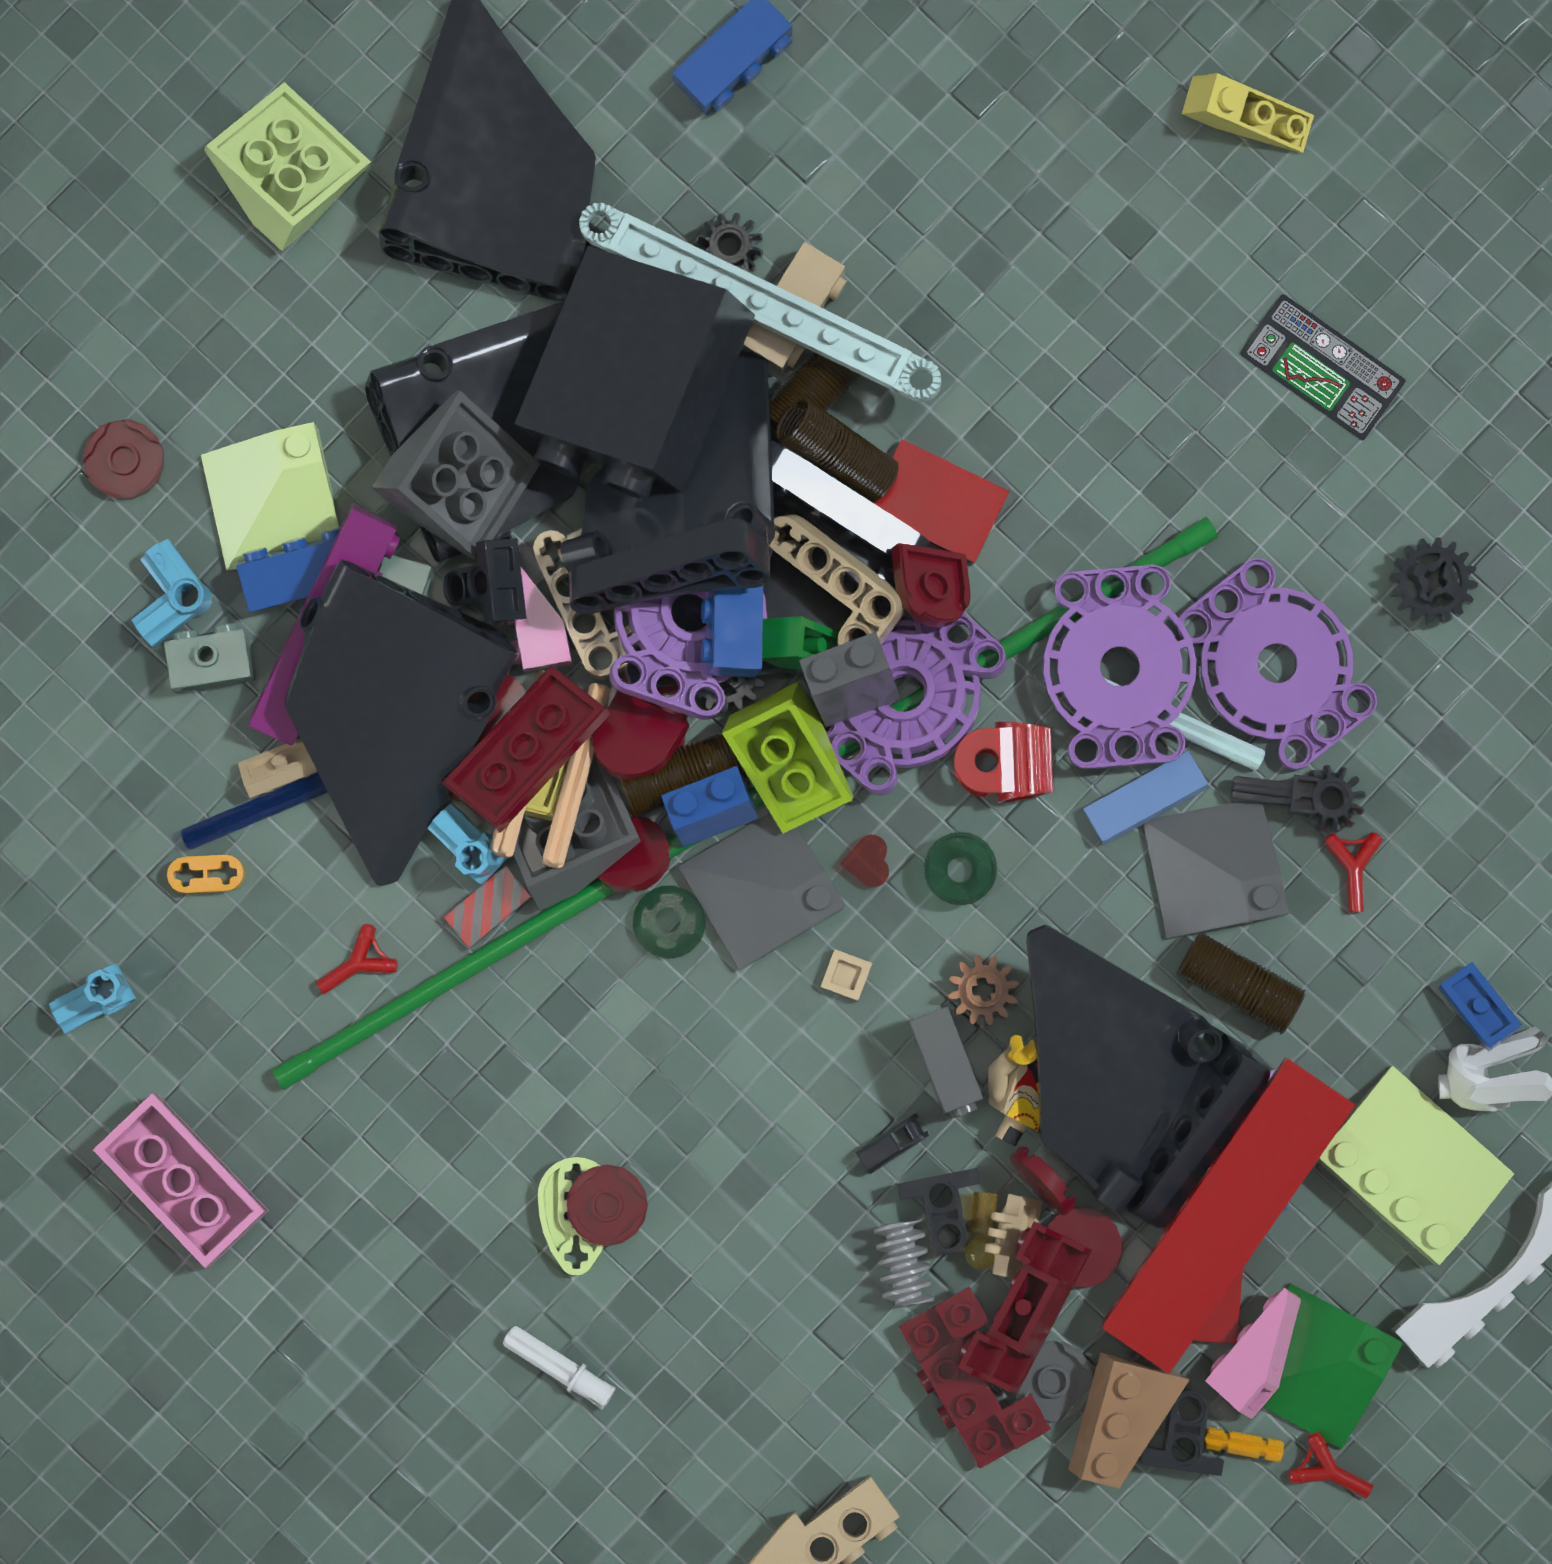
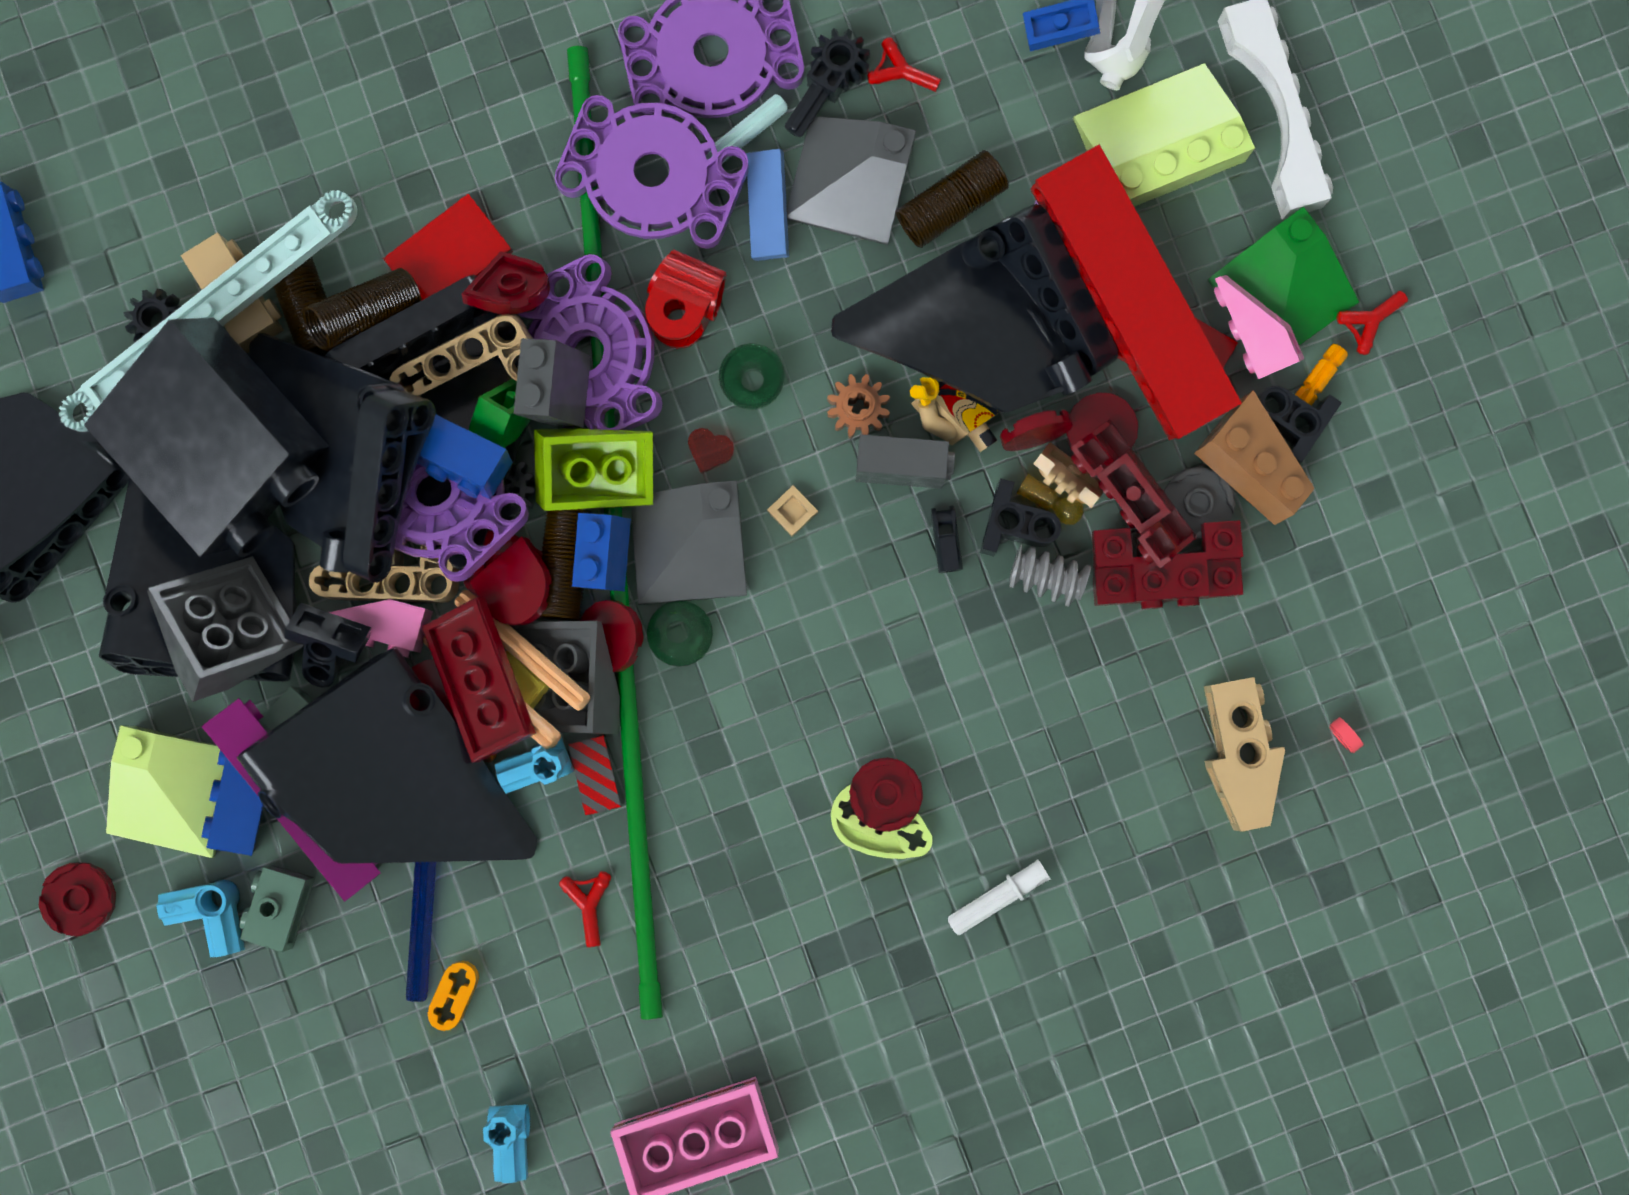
camera: 65 degrees left, 0 degrees up
(275, 768) = (393, 895): tan plate -> none

